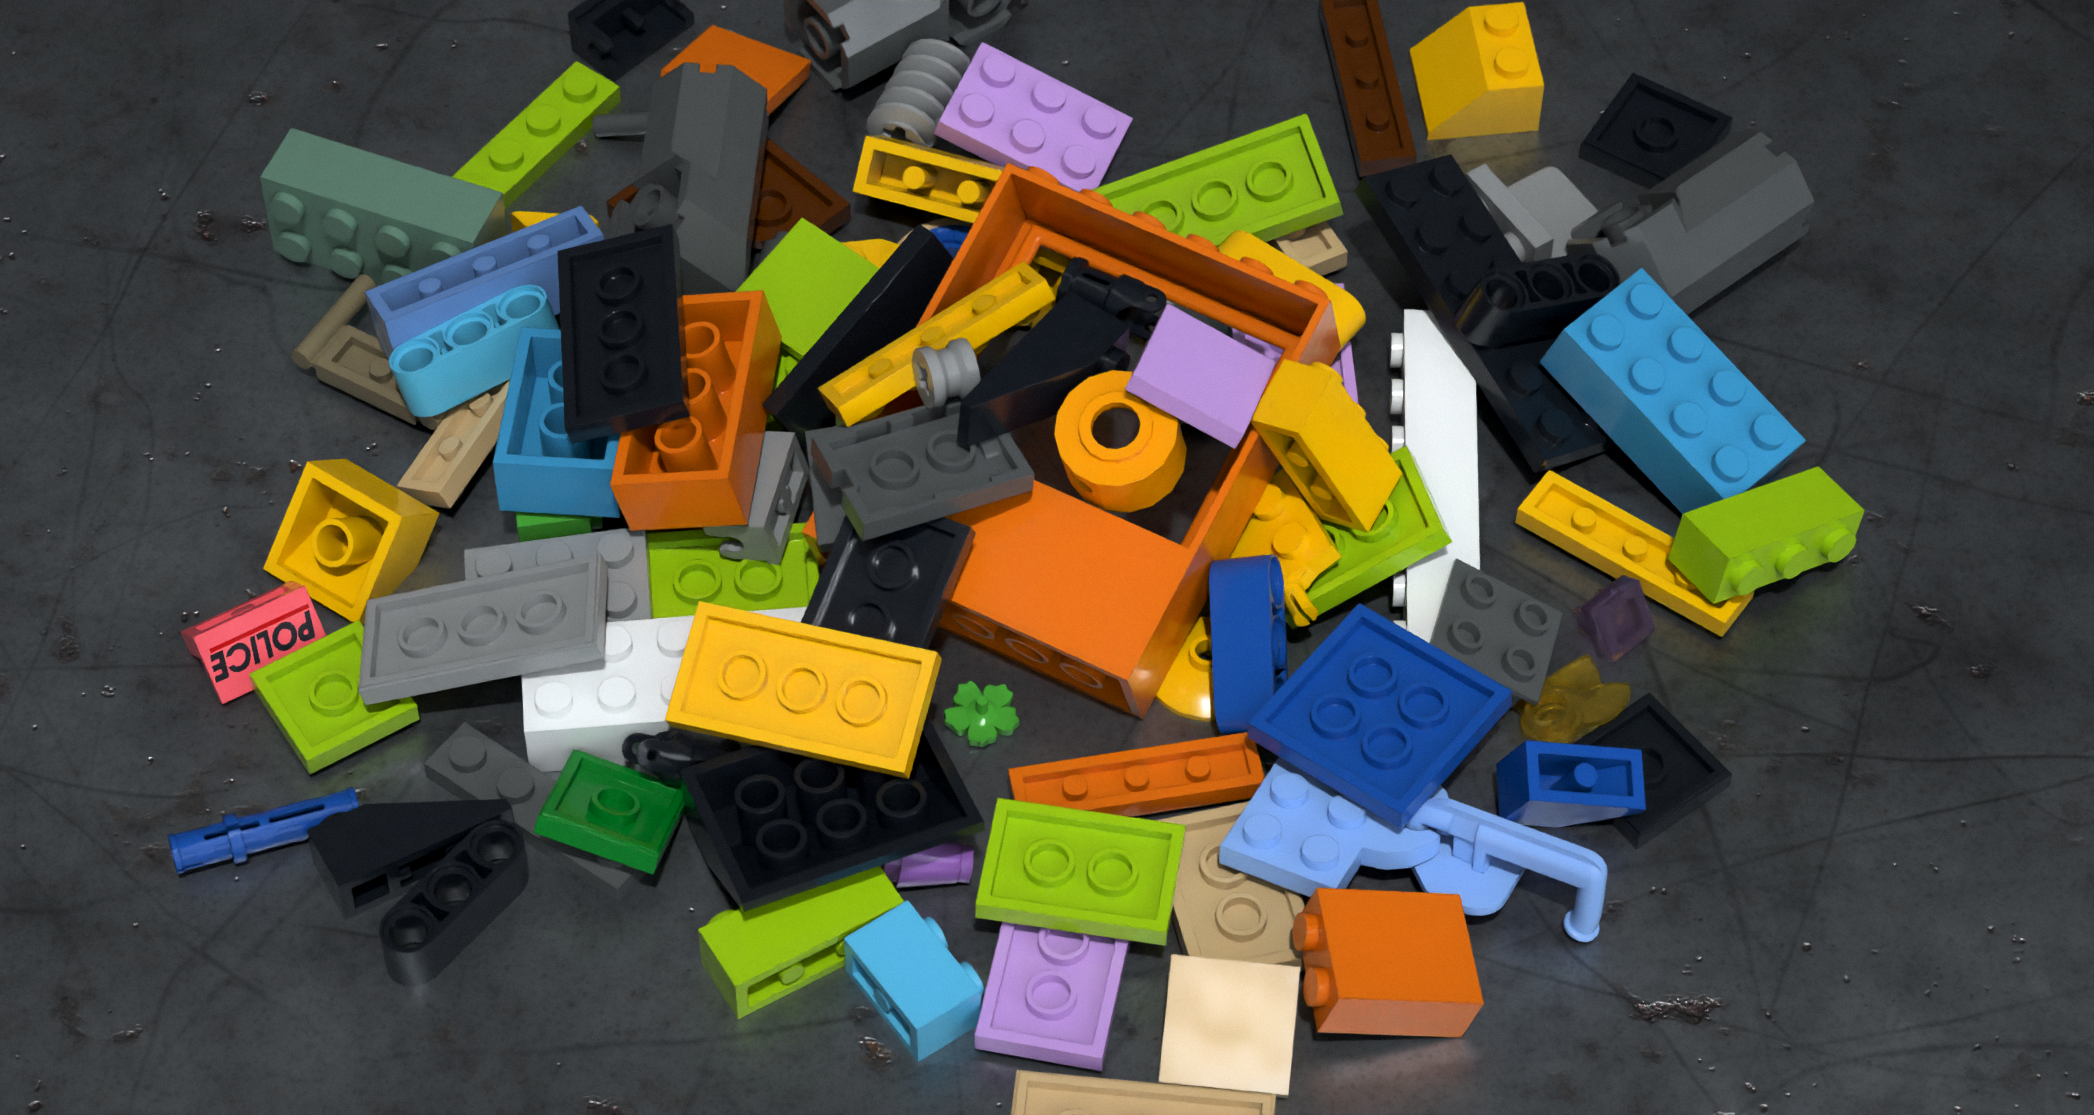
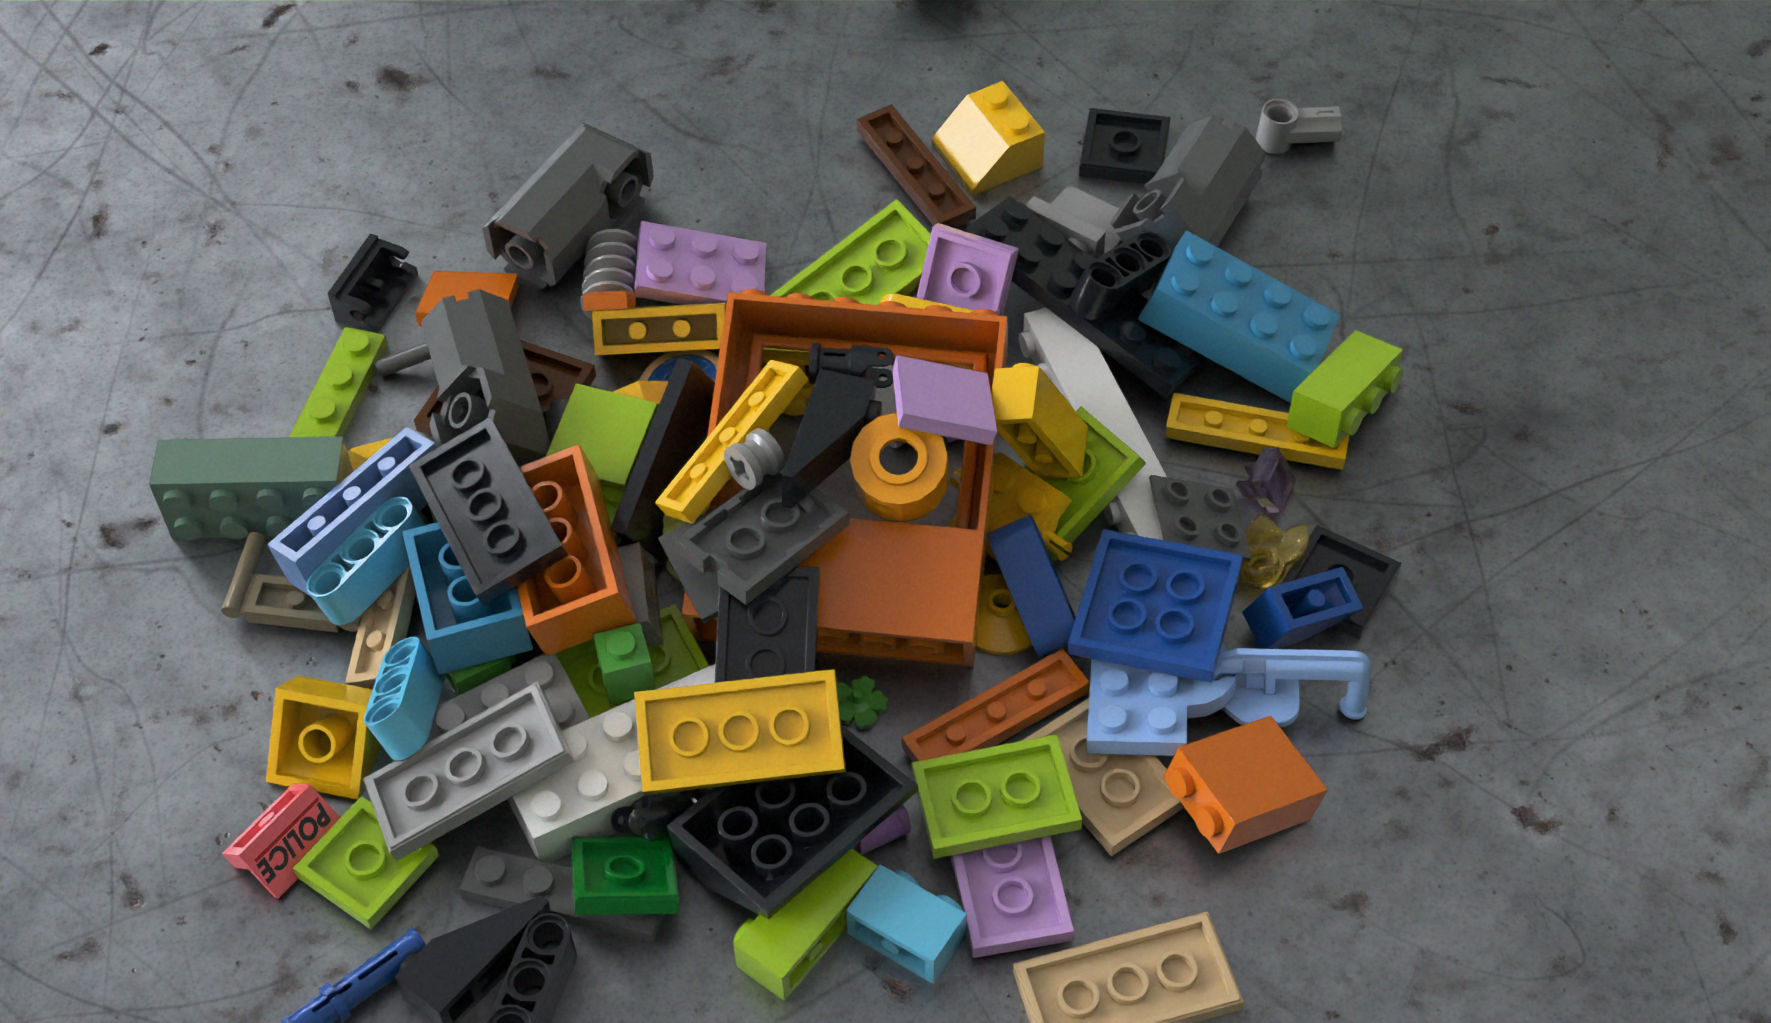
camera: 20 degrees left, 0 degrees up
(447, 525) = (404, 699): none -> medium azure beam
(717, 565) = (624, 662): none -> bright green brick
(895, 129) = (609, 300): none -> orange tile
(1229, 1025) = (1152, 872): tile -> none
(1348, 234) = (967, 270): none -> lavender tile
(1875, 175) = (1286, 124): none -> light grey piece

